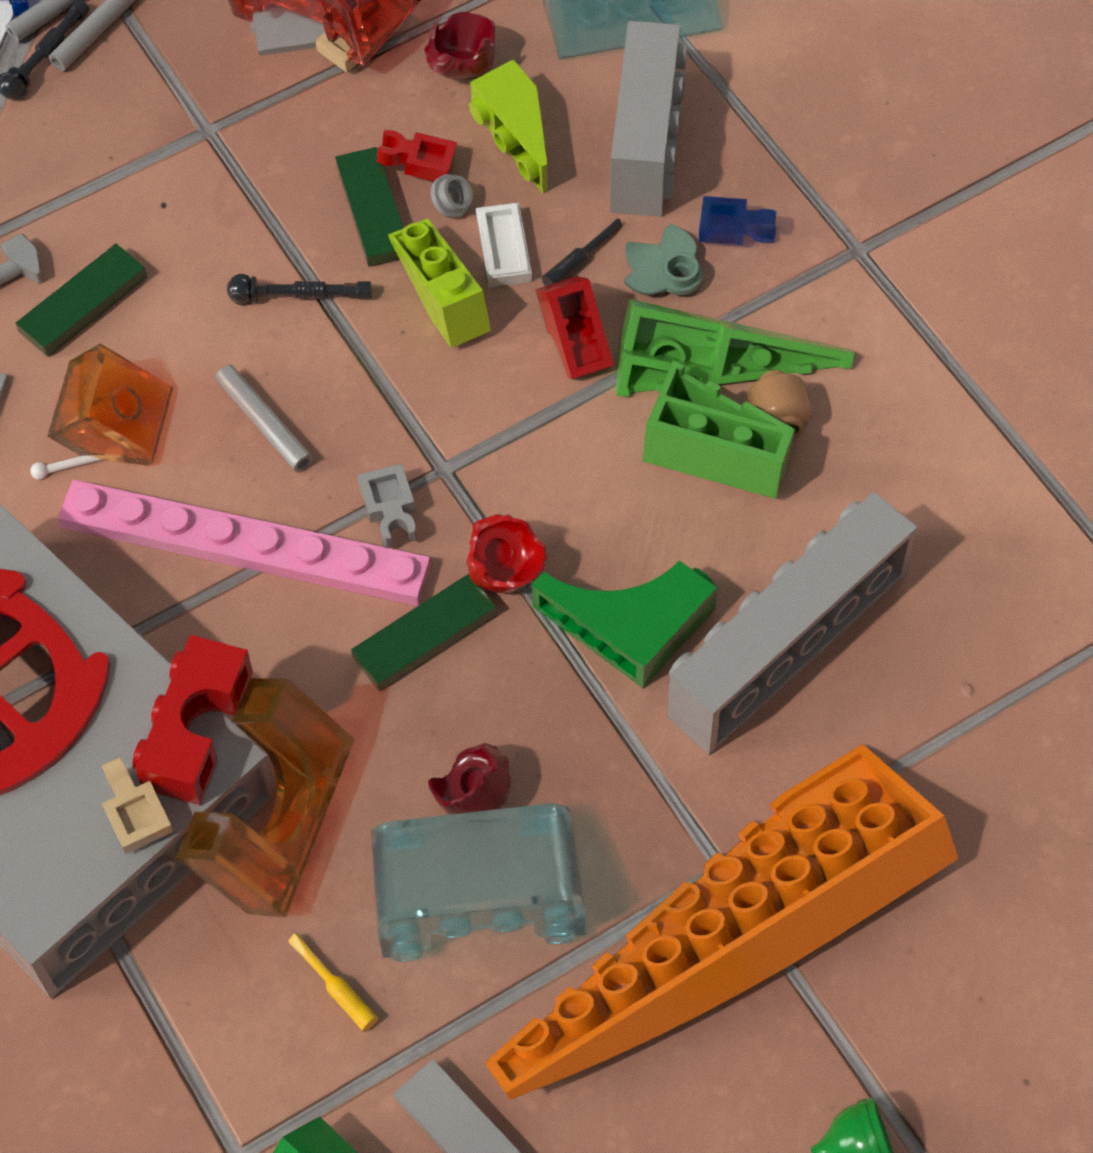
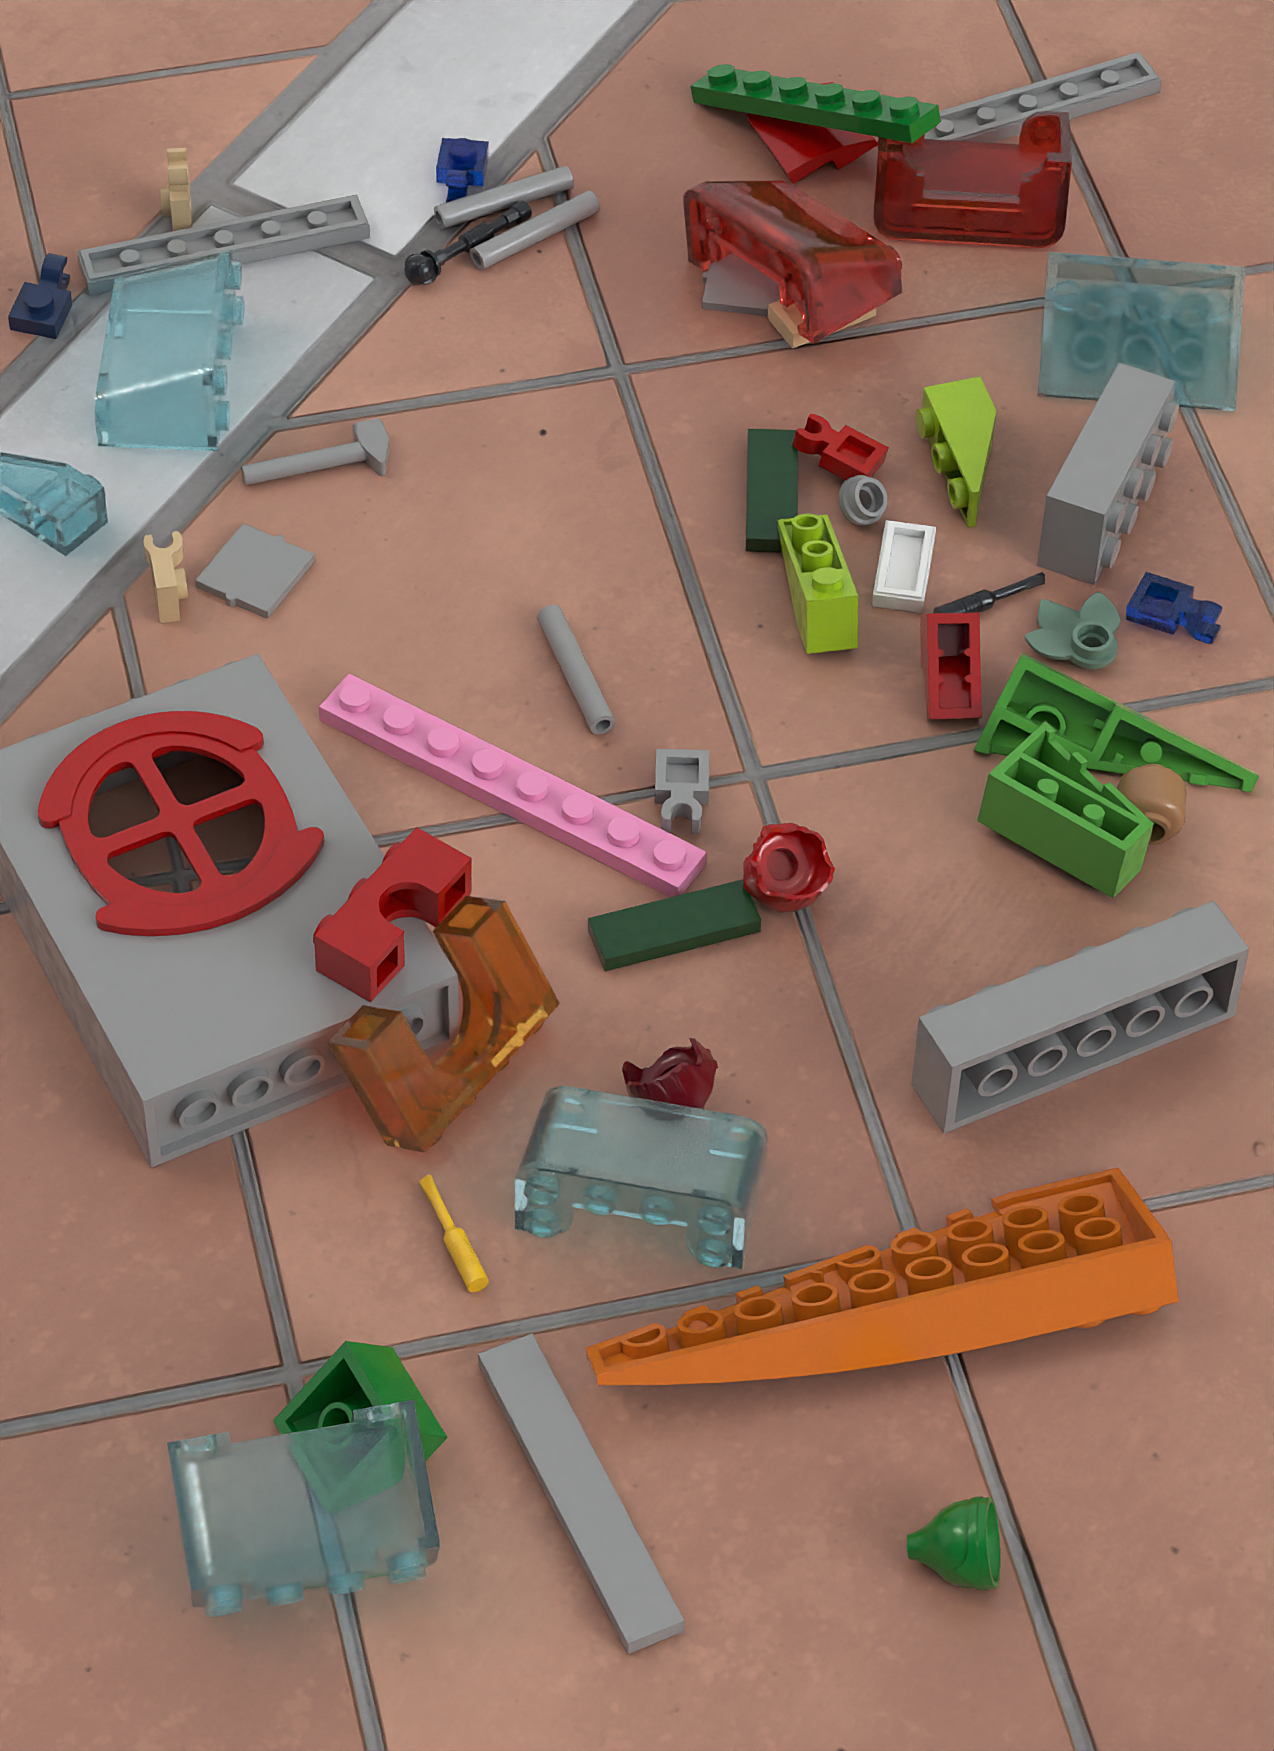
camera: 15 degrees right, 10 degrees down
(41, 470) = (402, 661): white hinge -> none
(81, 299) = (420, 501): dark green tile -> none
(110, 408) = (413, 614): clear orange slope -> none
(134, 810) = (299, 983): tan plate -> none
(244, 289) = (601, 537): black piece -> none
(462, 46) = (929, 351): dark red hair -> none
(633, 626) = (900, 973): green arch -> none

